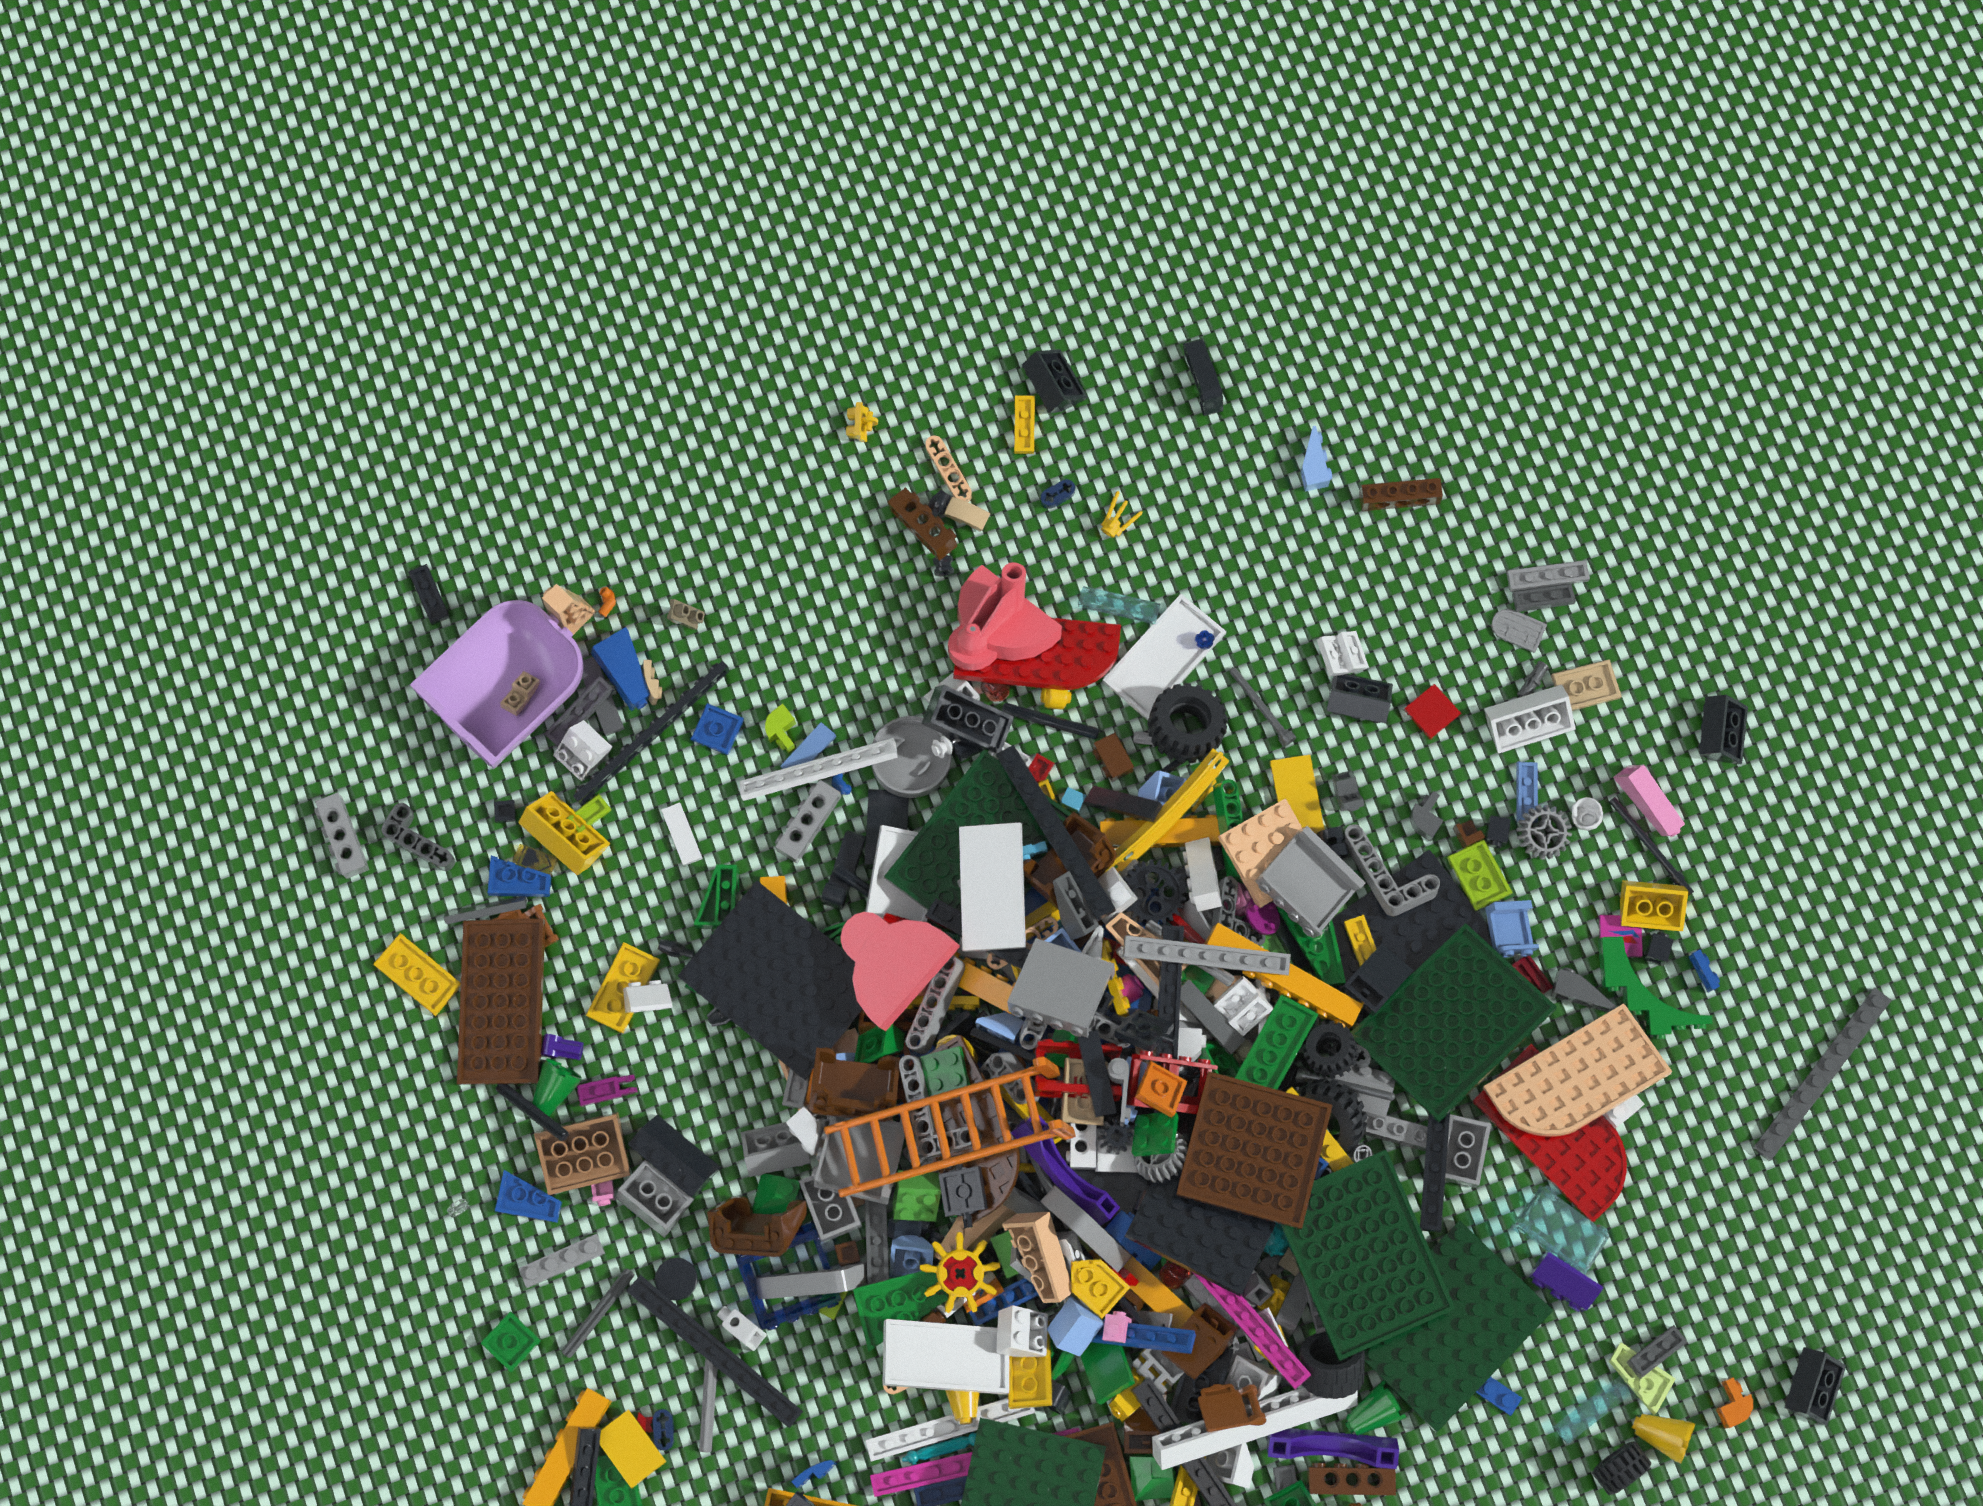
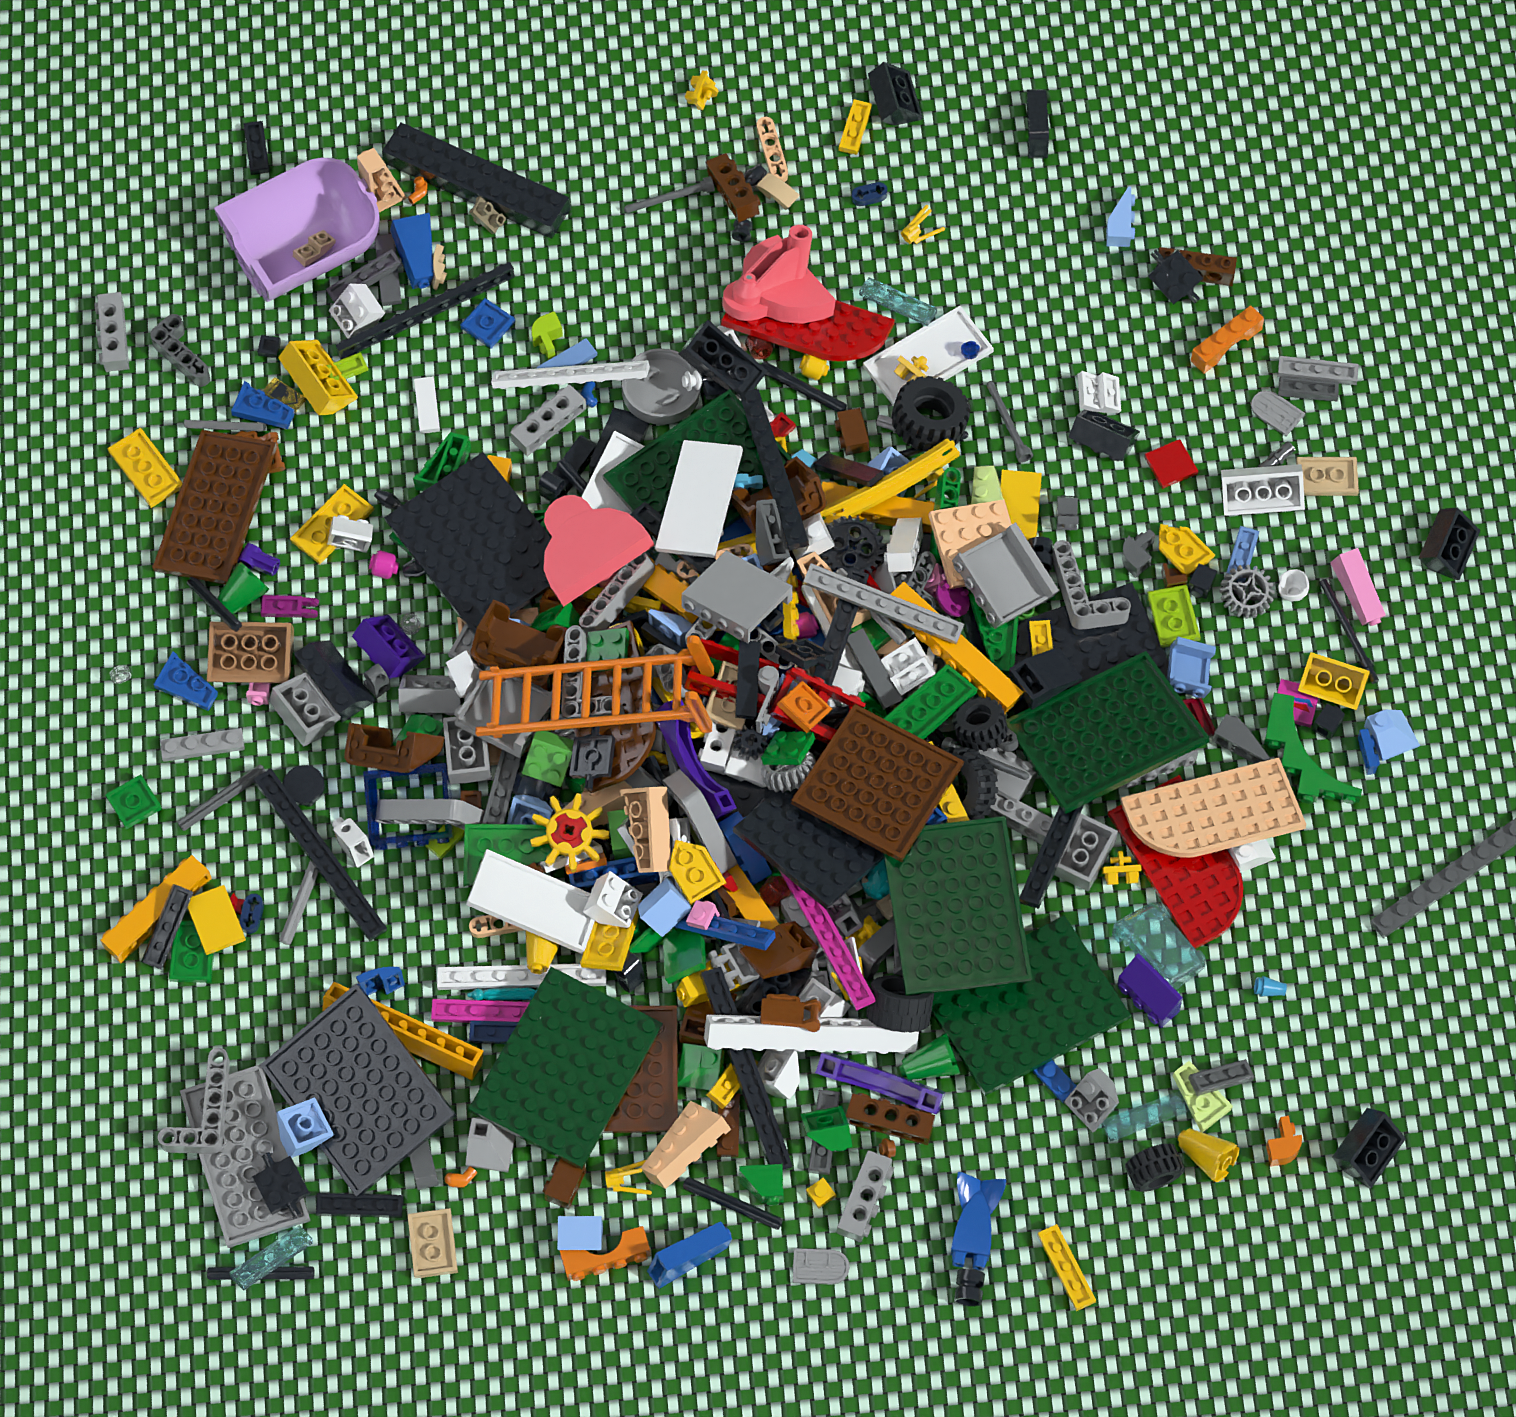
camera: 15 degrees right, 10 degrees down
(662, 577) = (475, 177): none -> black brick
(688, 1020) = (383, 564): none -> dark pink head
(718, 1107) = (387, 645): none -> dark purple slope
(718, 1150) = (375, 679): none -> dark grey leg
(732, 1076) = (410, 624): none -> clear tile
(892, 525) = (705, 185): none -> dark grey piece
(1147, 675) = (905, 367): none -> yellow hips
(1260, 787) = (985, 485): none -> yellowish green wing
(1385, 512) = (1175, 276): none -> black plate
(1452, 565) = (1212, 349): none -> orange arch
(1469, 800) = (1183, 548): none -> yellow tile
(1500, 1155) = (1131, 871): none -> yellow hips
(1542, 1407) = (1093, 1099): none -> light grey slope
(1675, 1243) = (1269, 987): none -> dark azure cone
(1721, 945) = (1391, 733): none -> light blue slope

